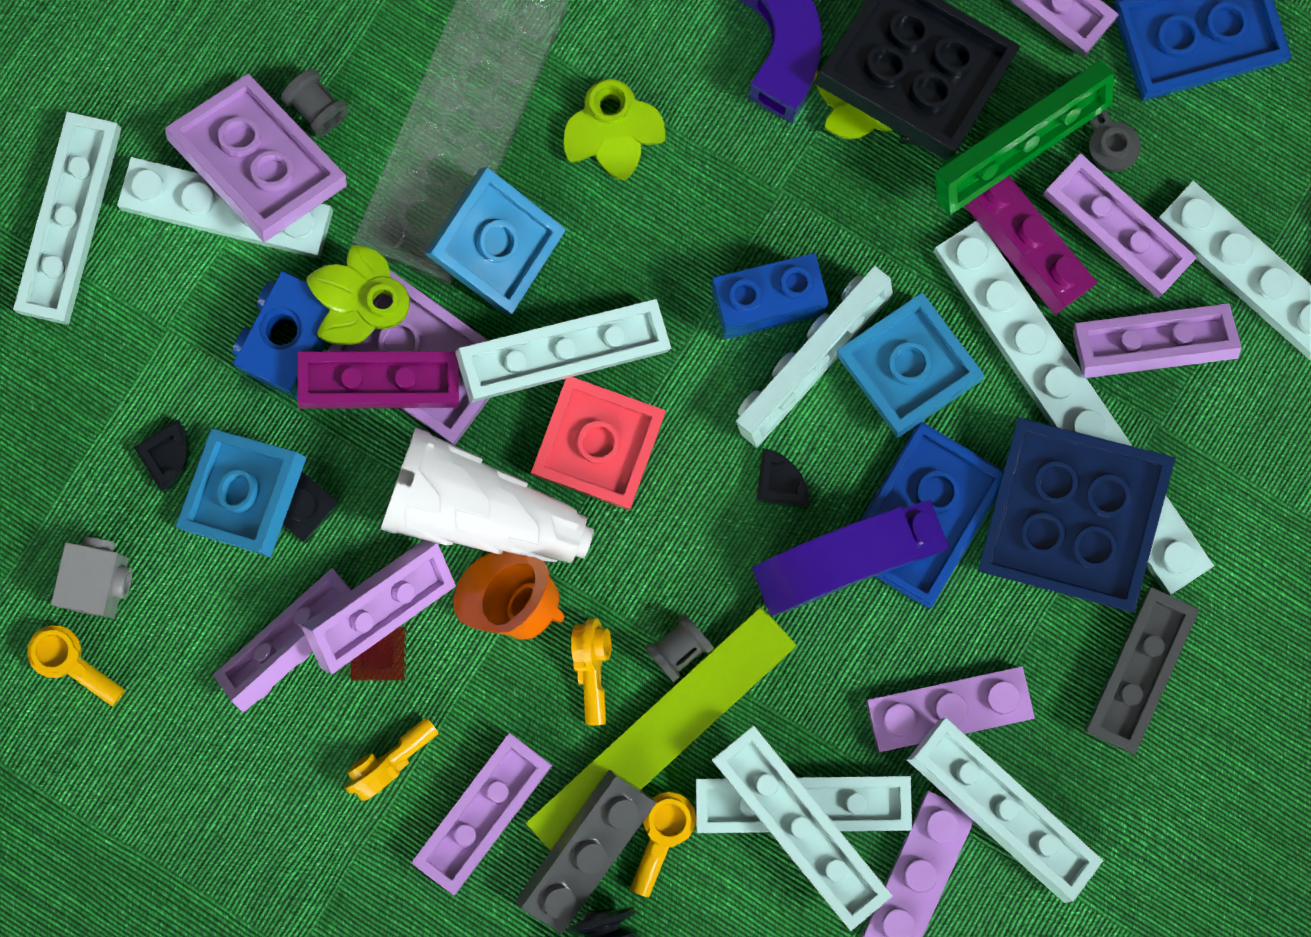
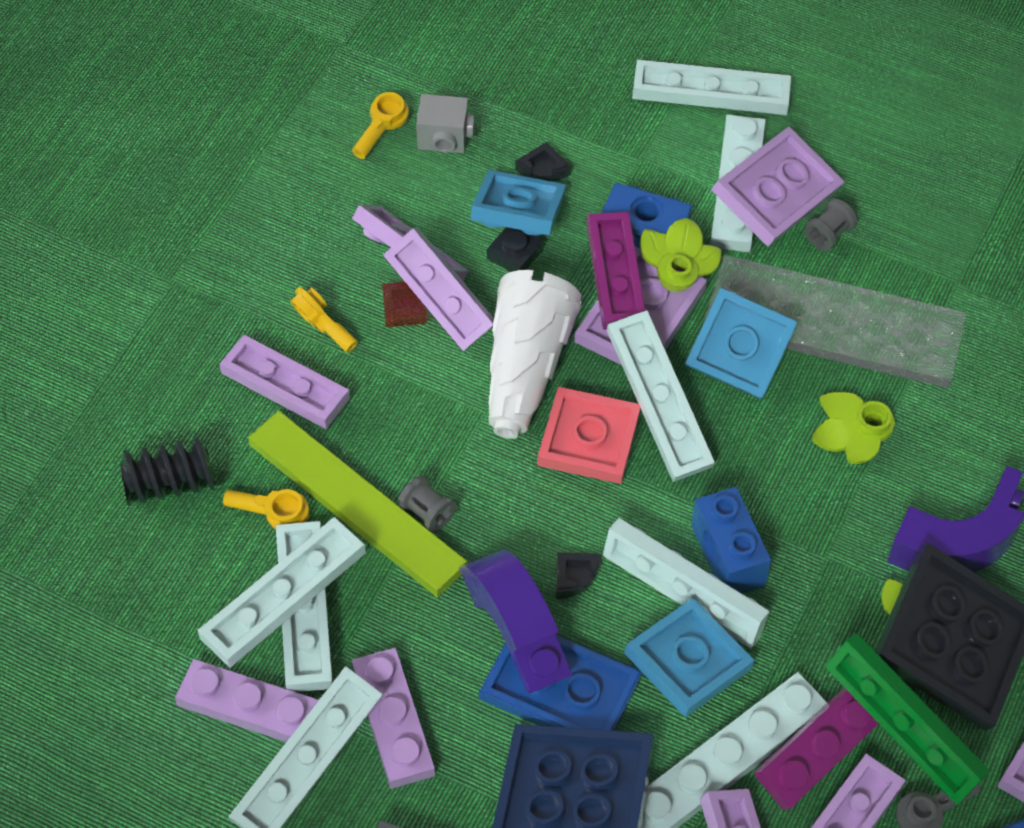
camera: 85 degrees right, 25 degrees down
(507, 596) = (455, 381): orange piece -> none
(585, 851) = (259, 450): dark grey plate -> none
(589, 649) = (420, 442): yellow plate -> none

